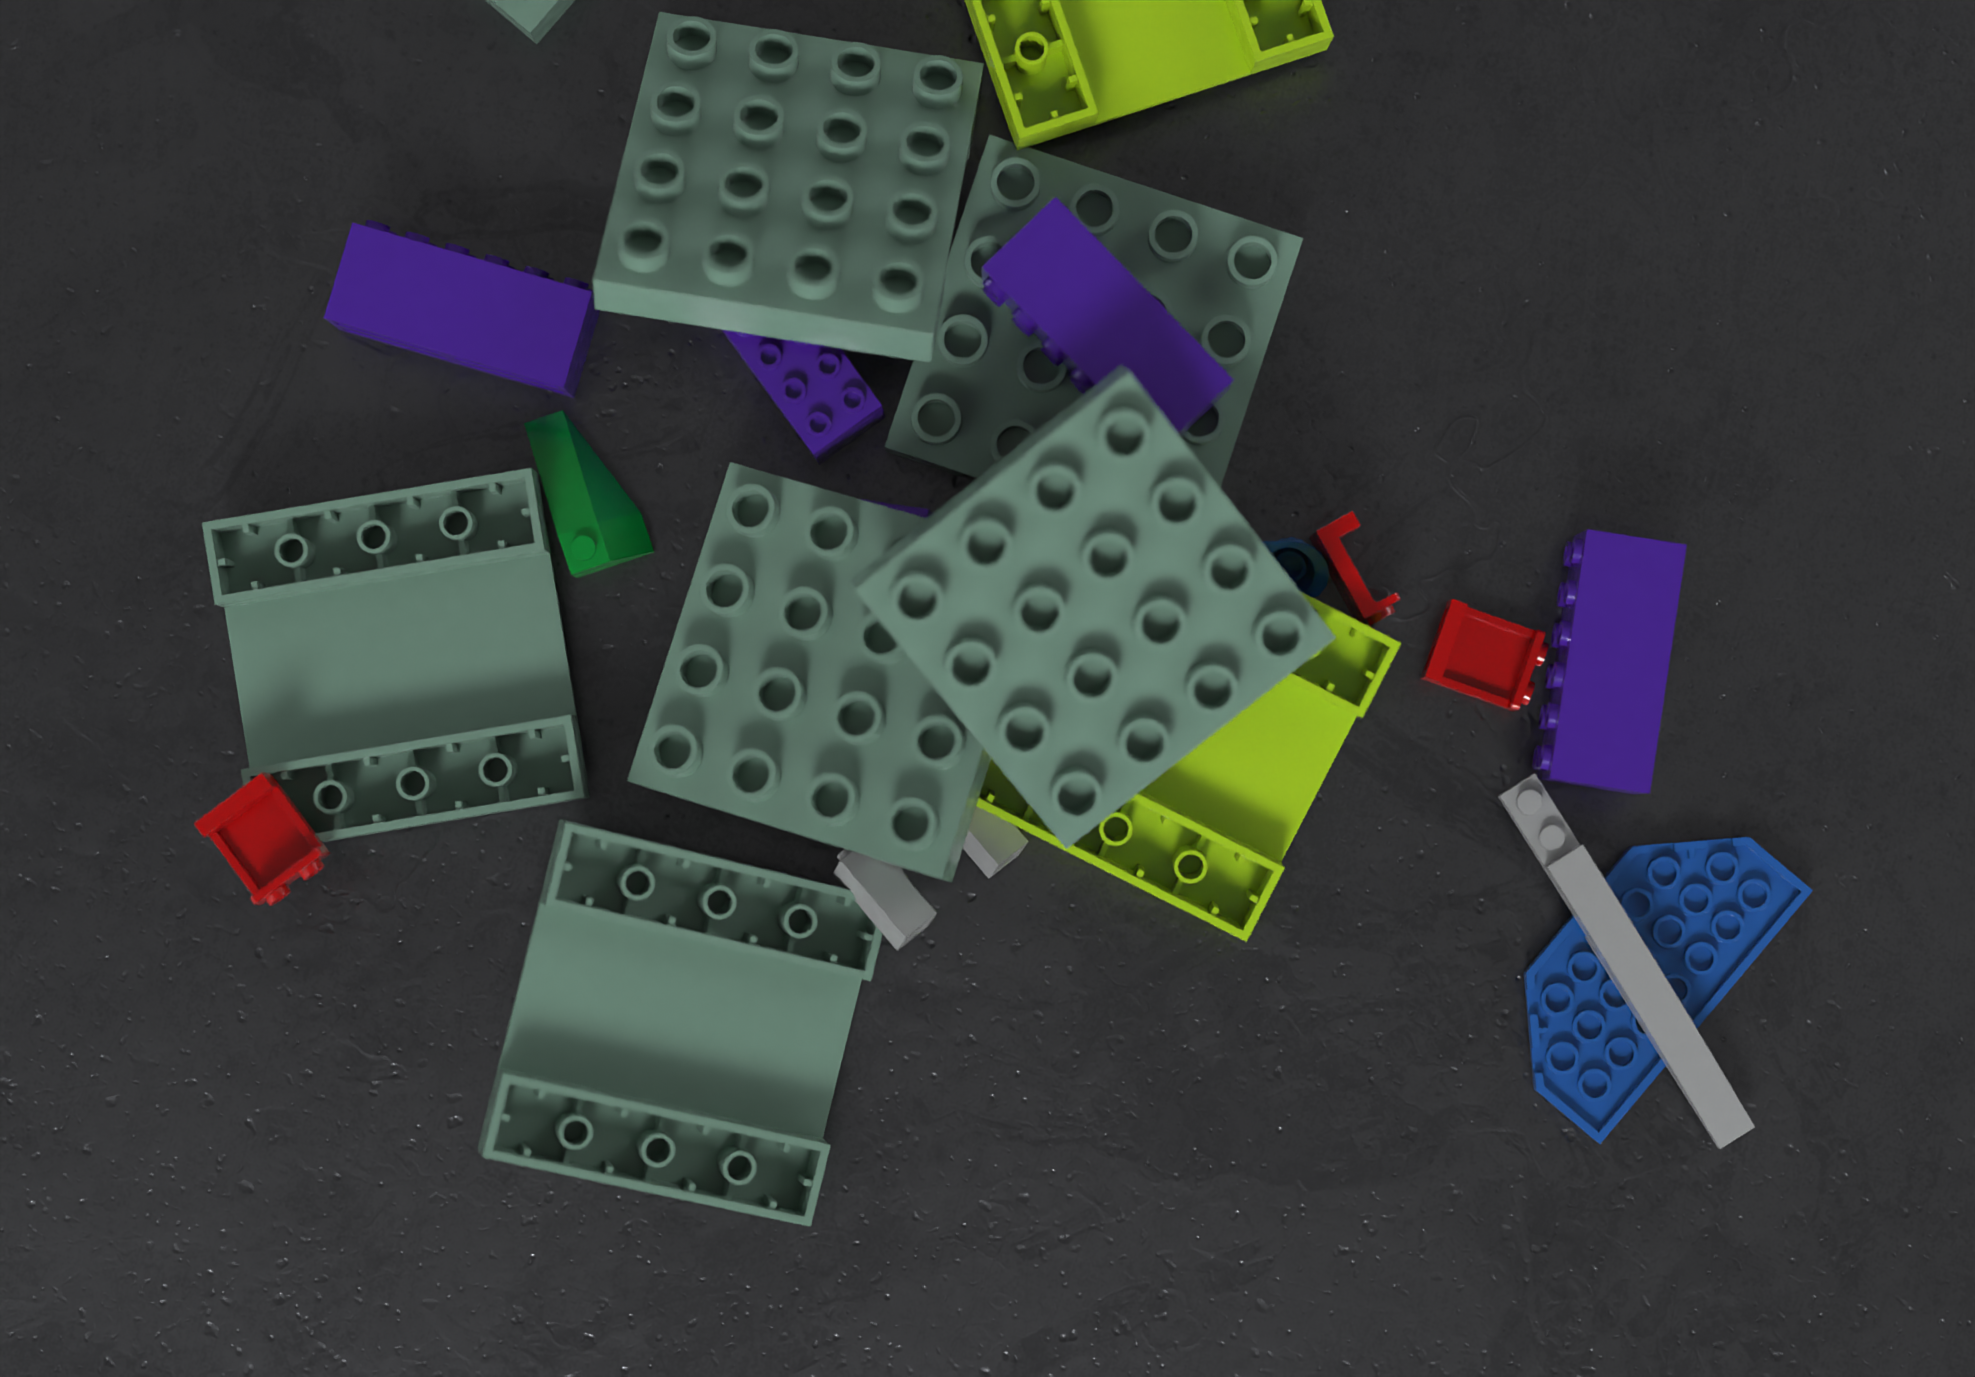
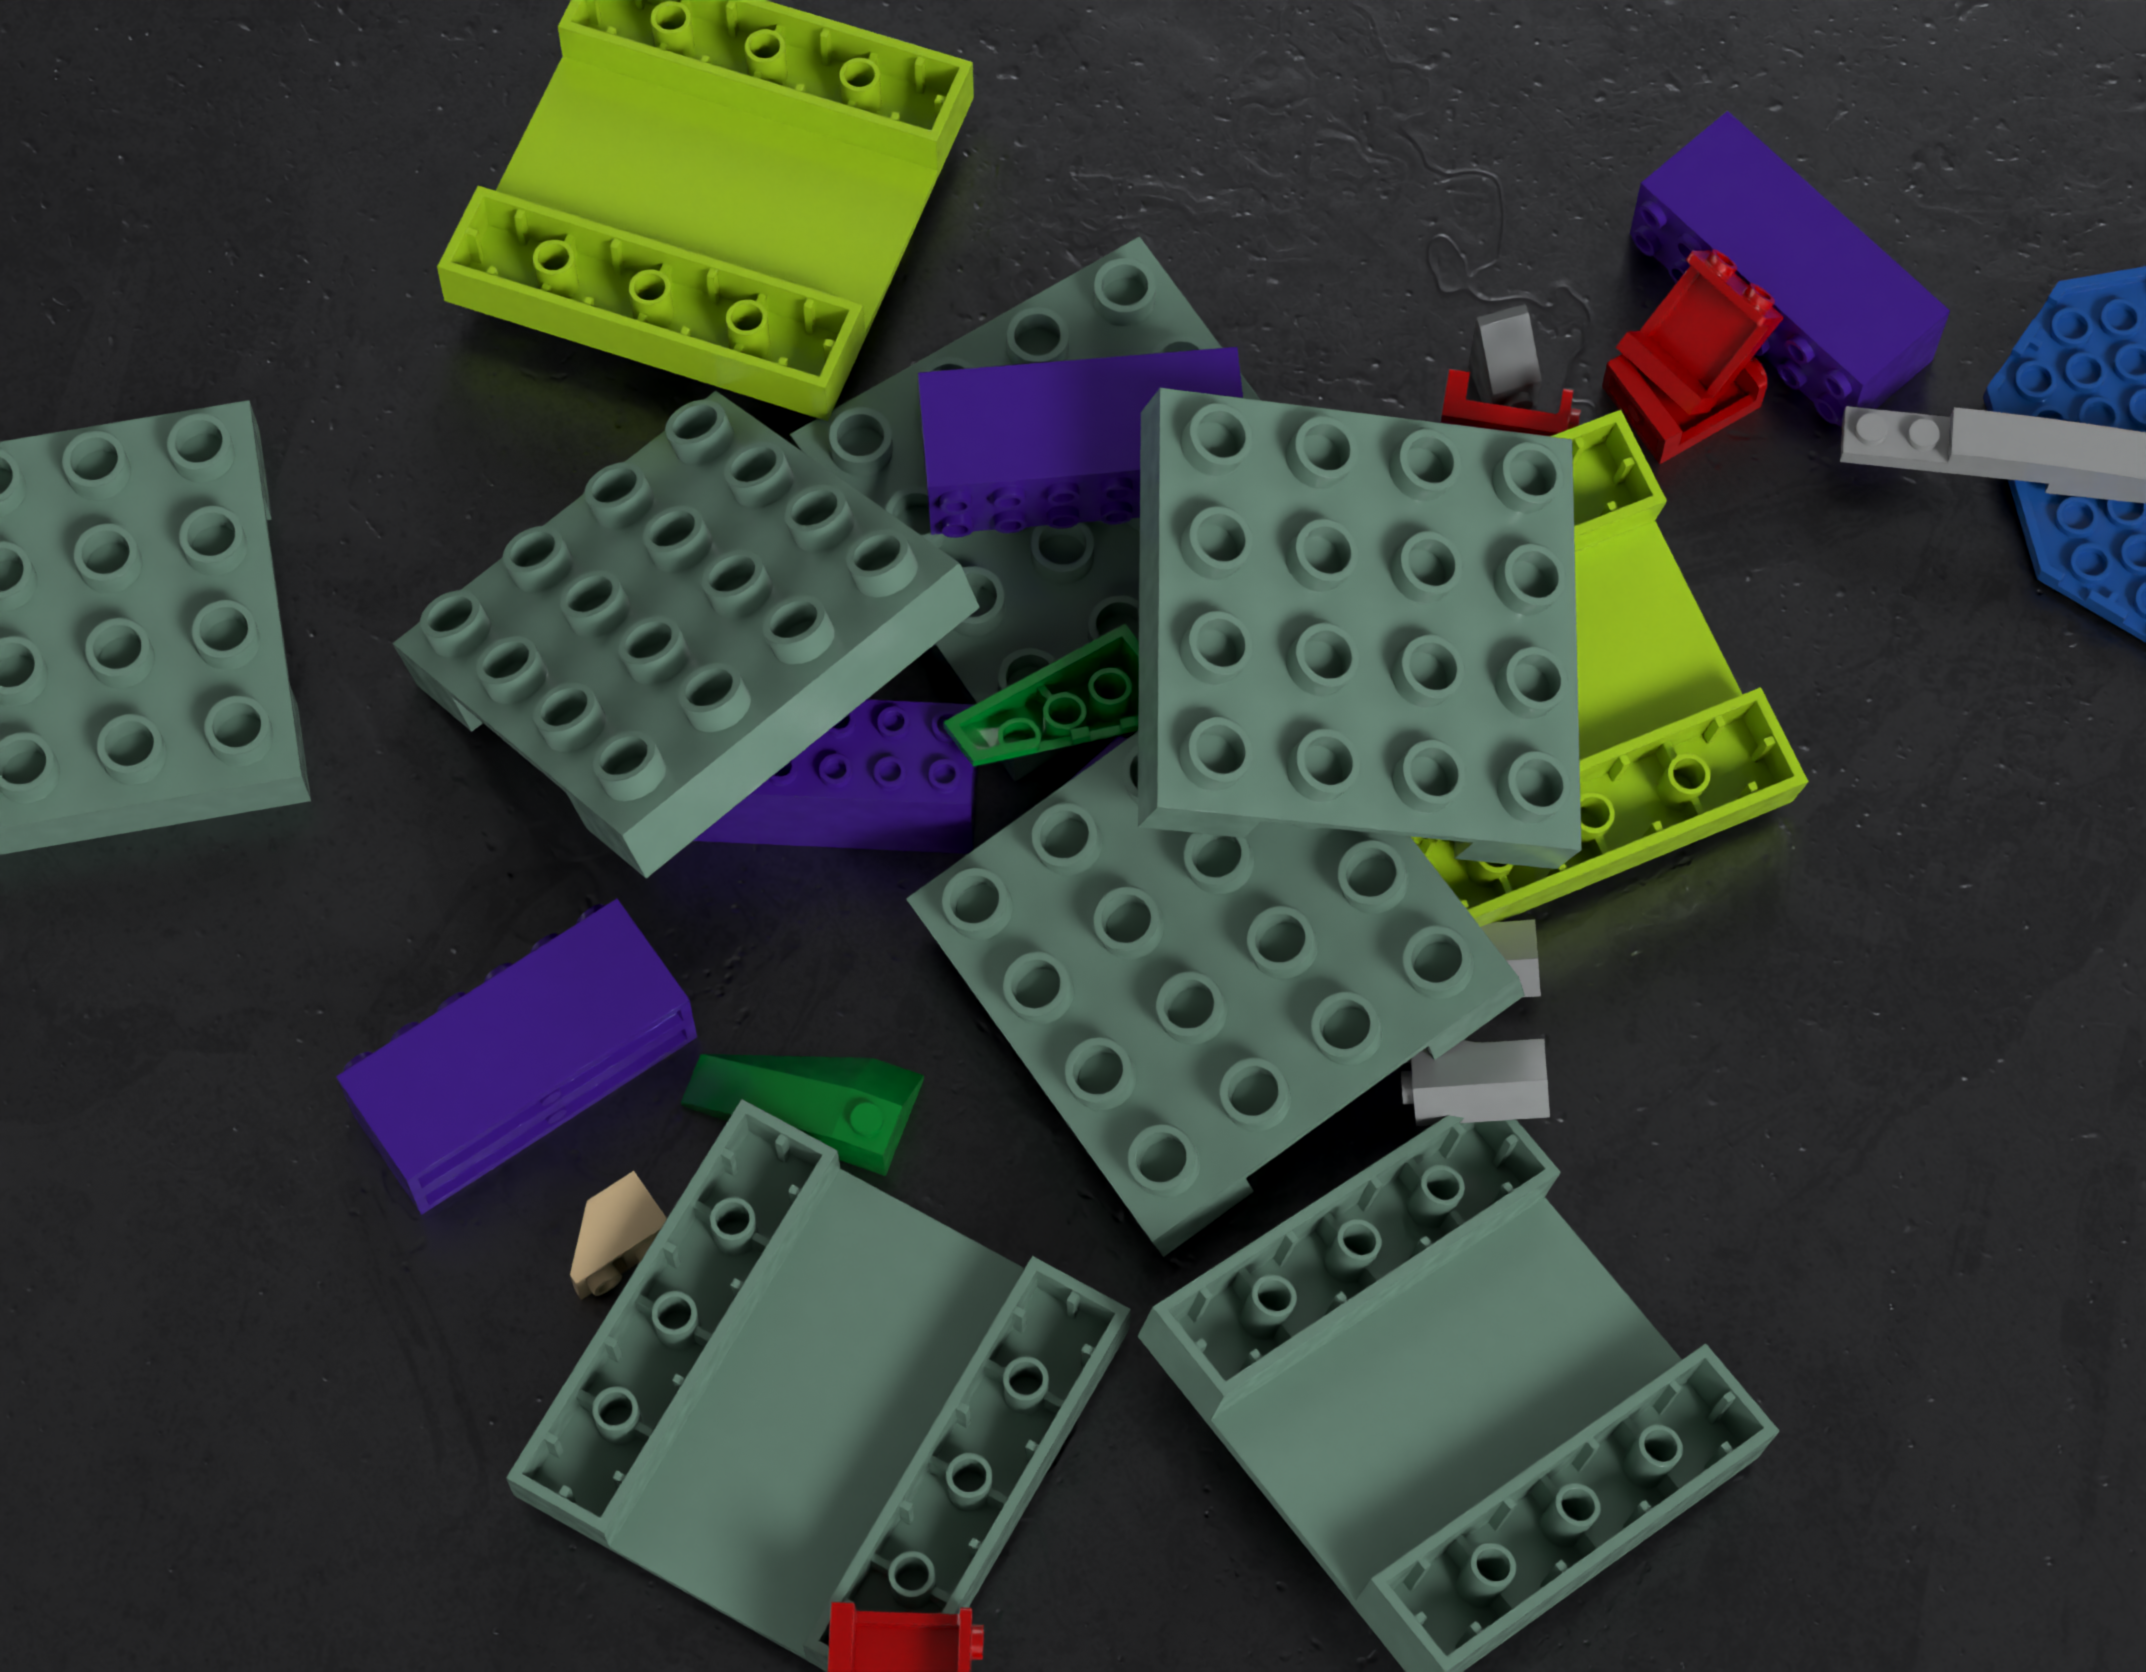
camera: 60 degrees left, 20 degrees down
(410, 453) = (614, 1235): none -> tan slope
(912, 456) = (1061, 705): none -> green wedge
(1401, 536) = (1505, 359): none -> dark grey slope
(1513, 644) = (1702, 332): none -> red panel

